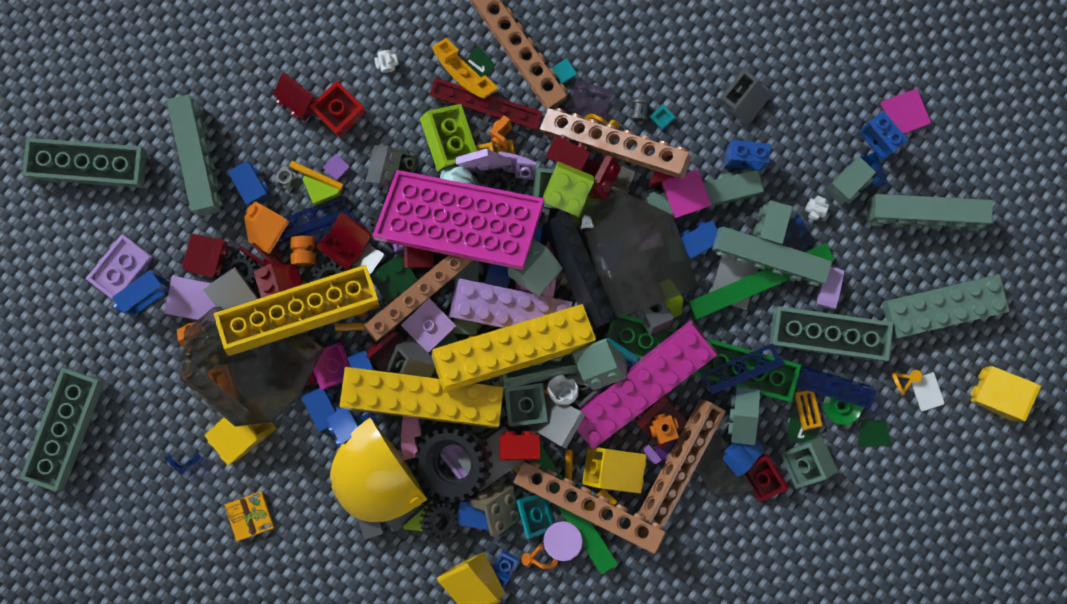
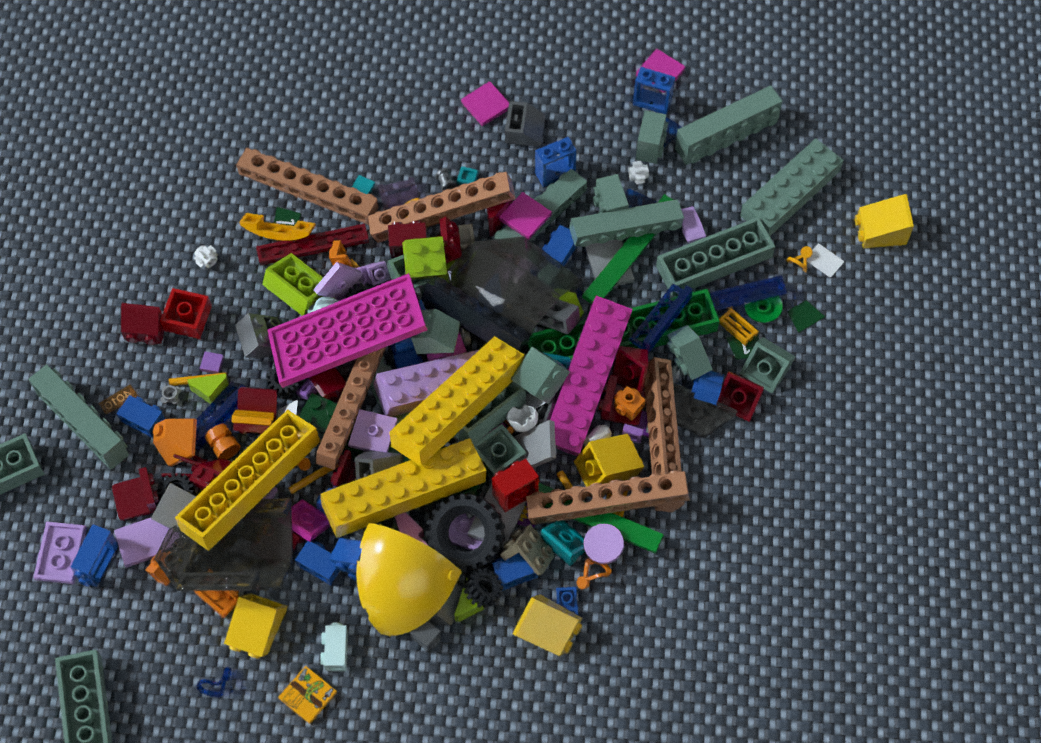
camera: 30 degrees left, 20 degrees down
(240, 153) = (117, 399): none -> clear orange sticker
(293, 491) = (335, 641): none -> light aqua brick
(339, 245) = (252, 417): none -> light orange tile
(620, 439) = (597, 433): none -> white cone
(687, 400) = (631, 367): none -> dark red slope
(724, 51) = (485, 103): none -> dark pink tile

